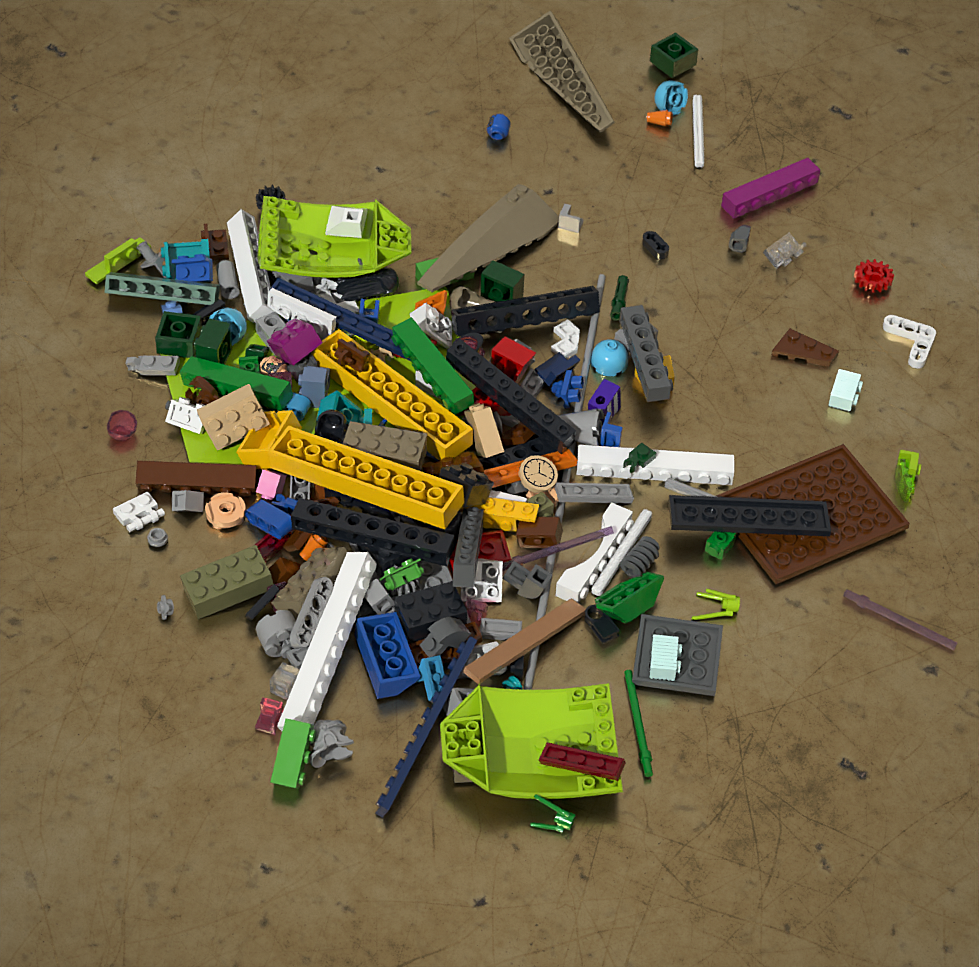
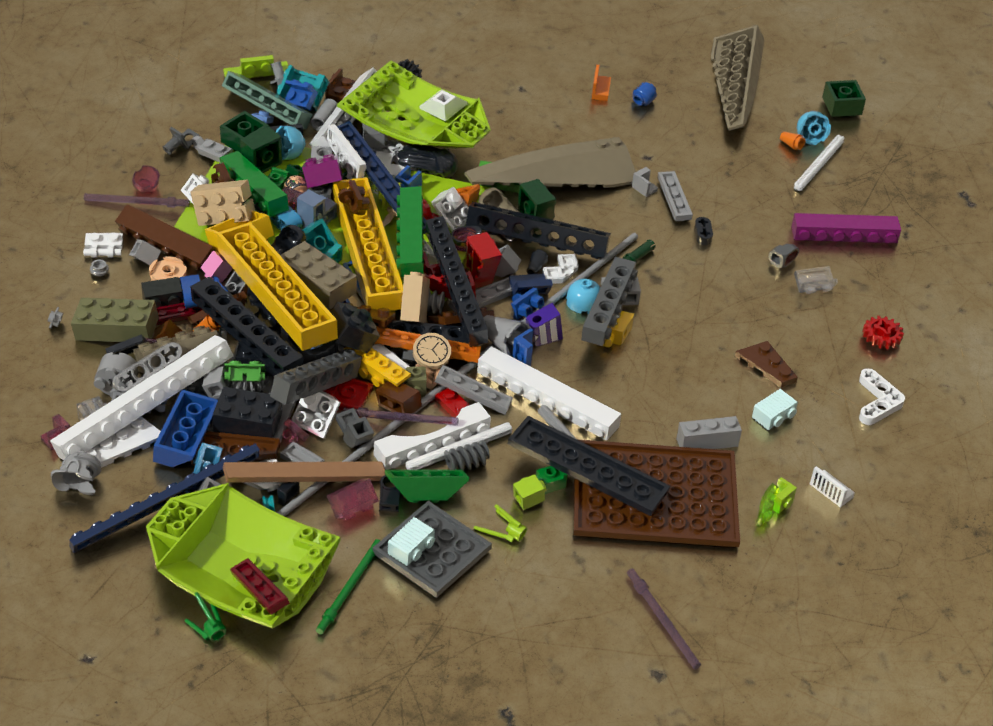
camera: 30 degrees right, 5 degrees down
(114, 369) = (178, 139): none -> dark grey bracket
(165, 438) = (170, 201): none -> bar
(242, 533) = (163, 291): none -> pearl dark grey brick
(293, 754) = (37, 465): bright green brick -> none
(340, 690) = (128, 439): none -> white wing
(444, 633) = (240, 433): dark grey brick -> none
(451, 135) = (600, 86): none -> orange panel
(543, 343) = (537, 261): none -> black cone
(580, 644) = (352, 499): none -> clear pink brick
(584, 514) = (451, 401): none -> red plate
(606, 221) = (675, 196): none -> light grey plate
(641, 456) = (534, 377): dark green plate -> none
(715, 563) = (529, 491): none -> lime brick
(813, 438) = (709, 433): none -> light grey brick
(938, 439) = (831, 487): none -> white panel

